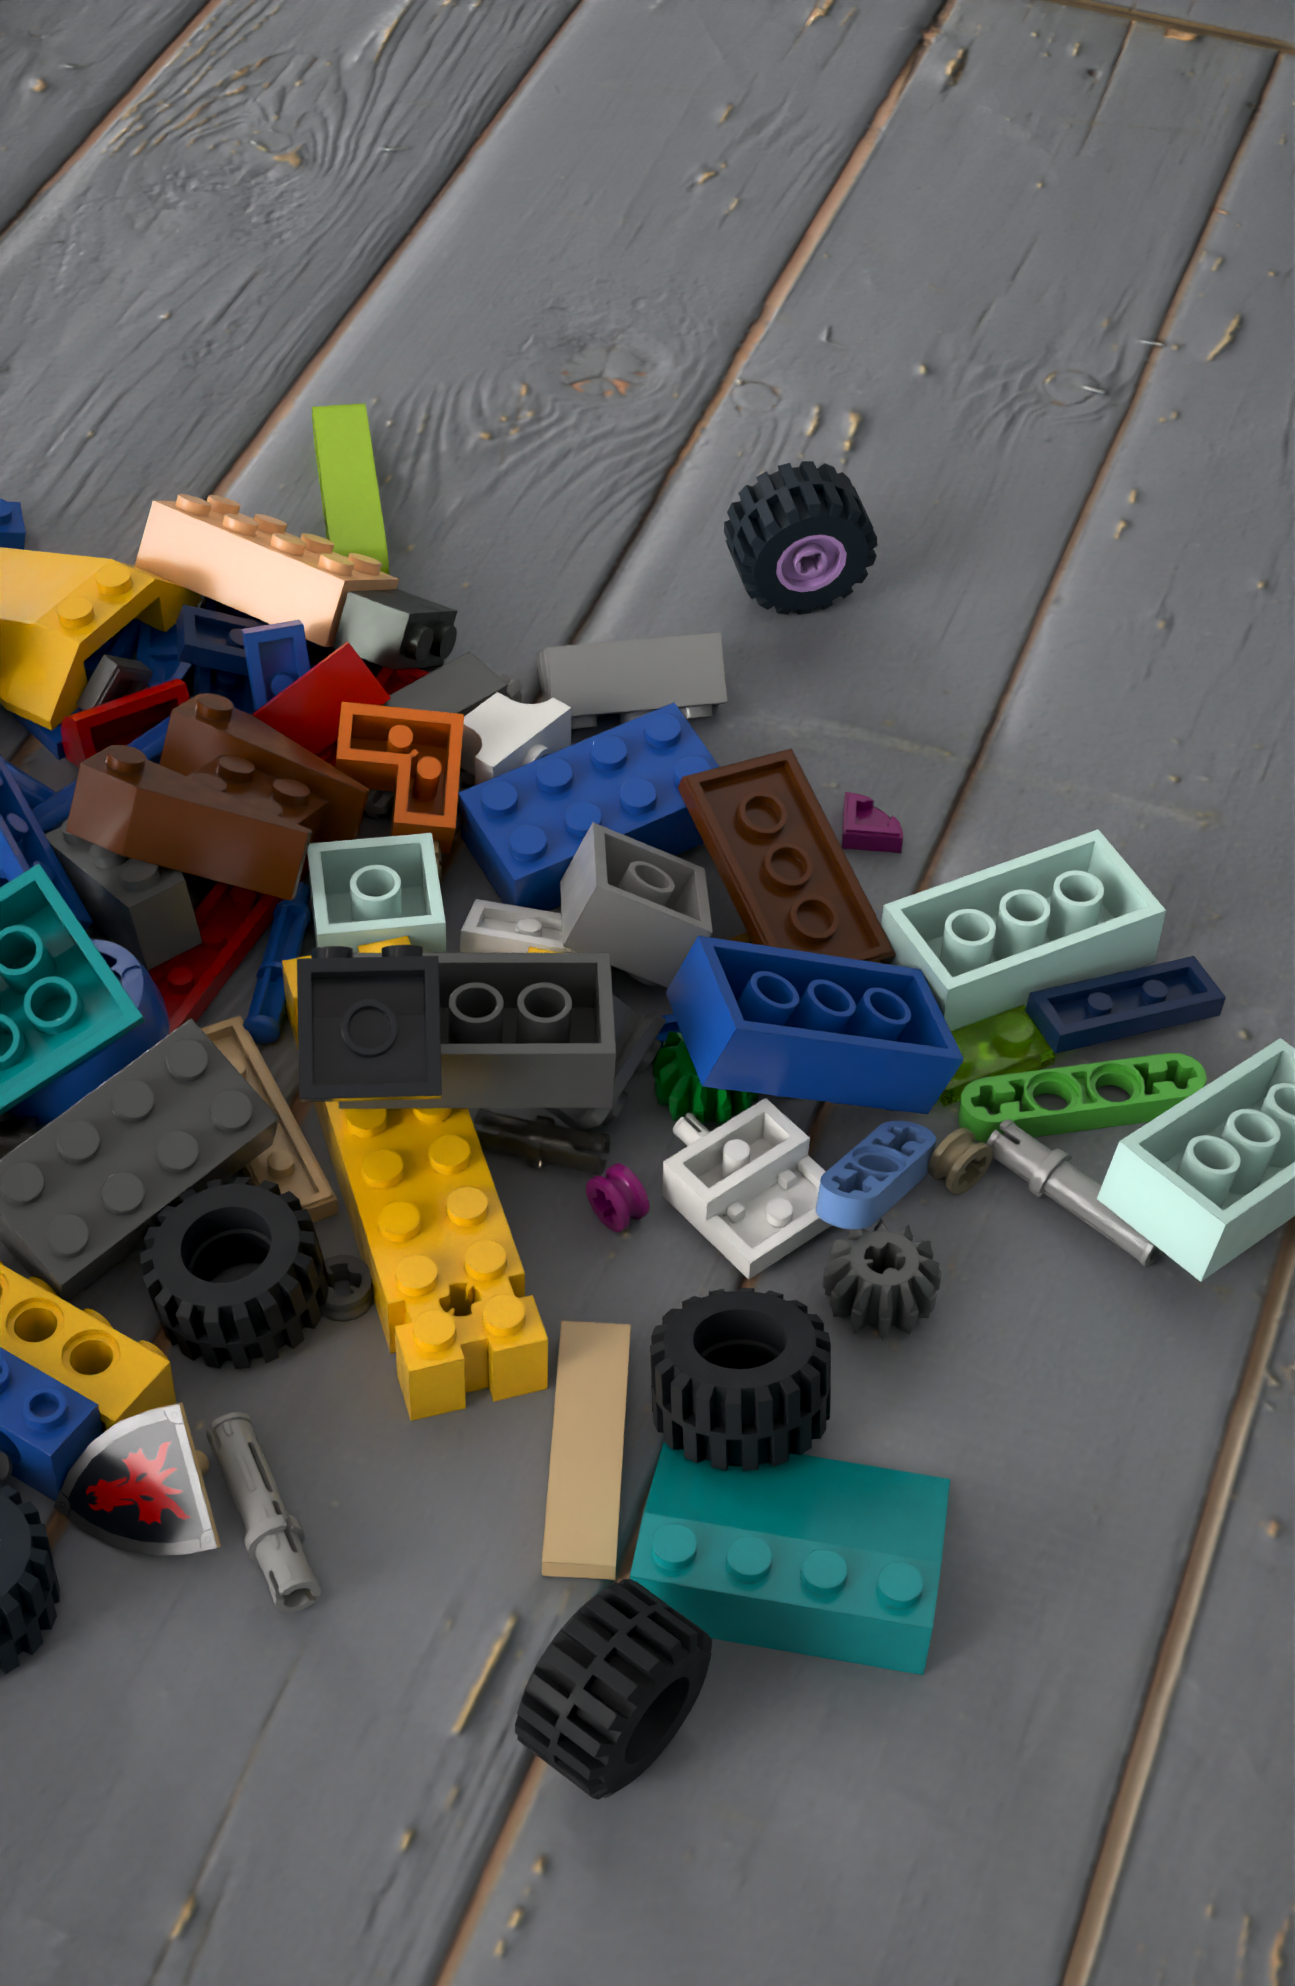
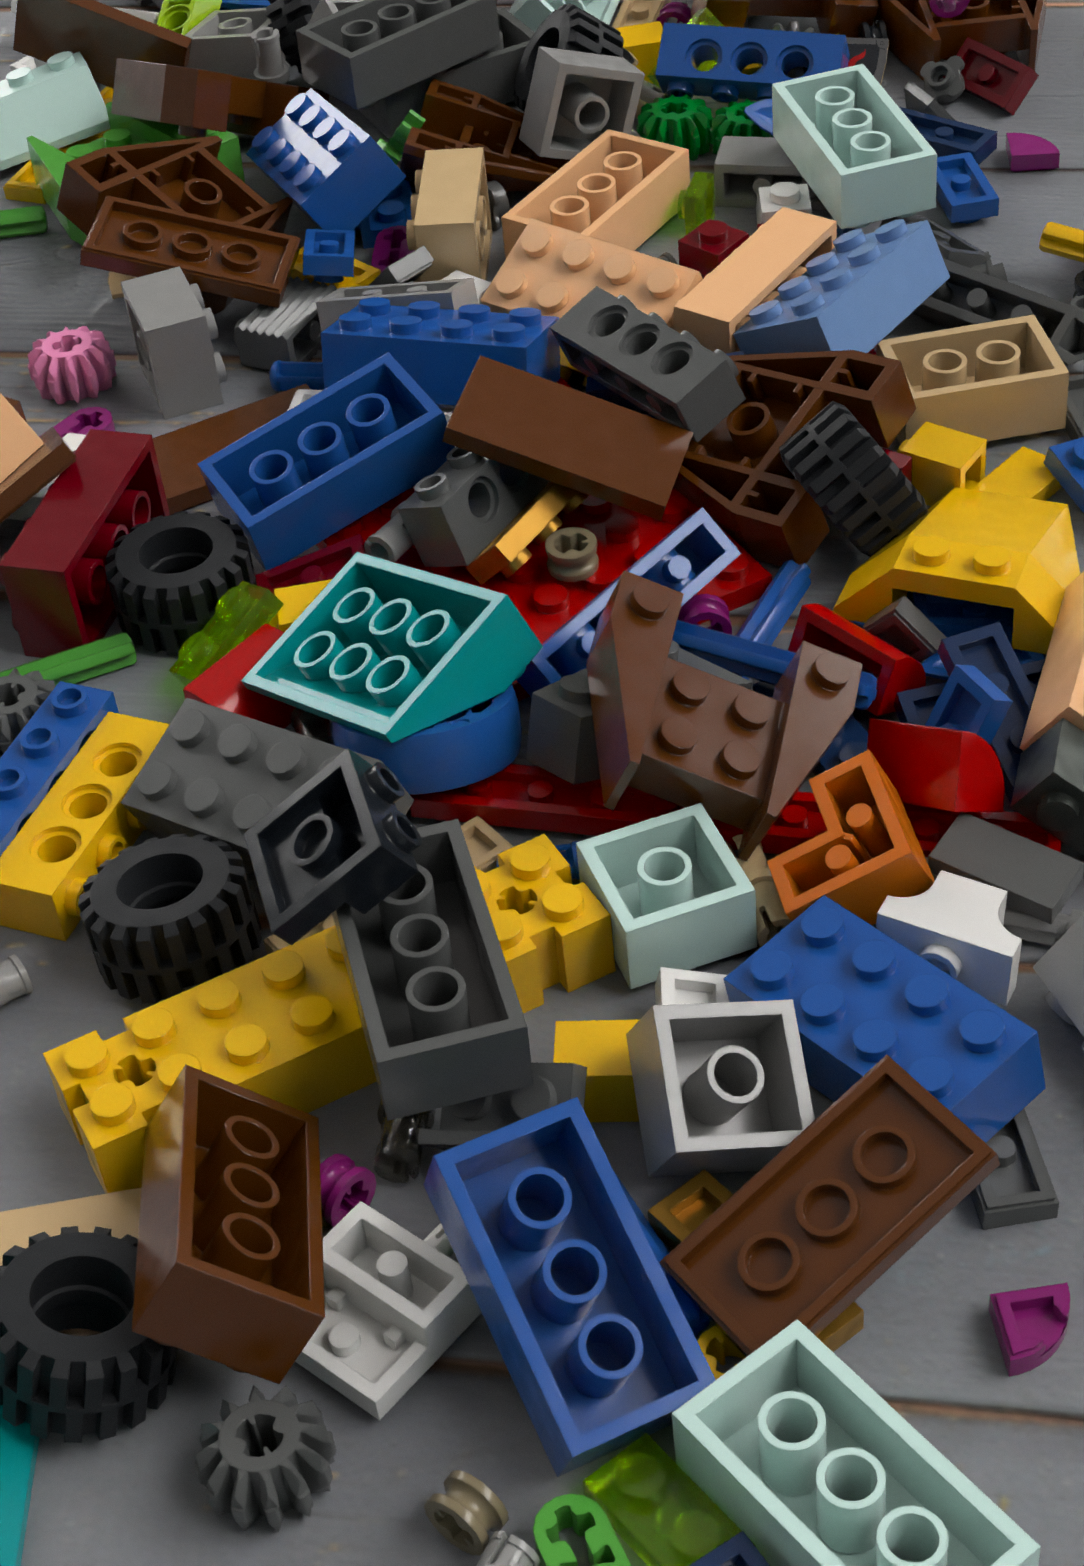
camera: 85 degrees right, 5 degrees down
(681, 1234) = (230, 1227): none -> reddish brown brick
(875, 1175) = (390, 1380): medium blue beam -> none

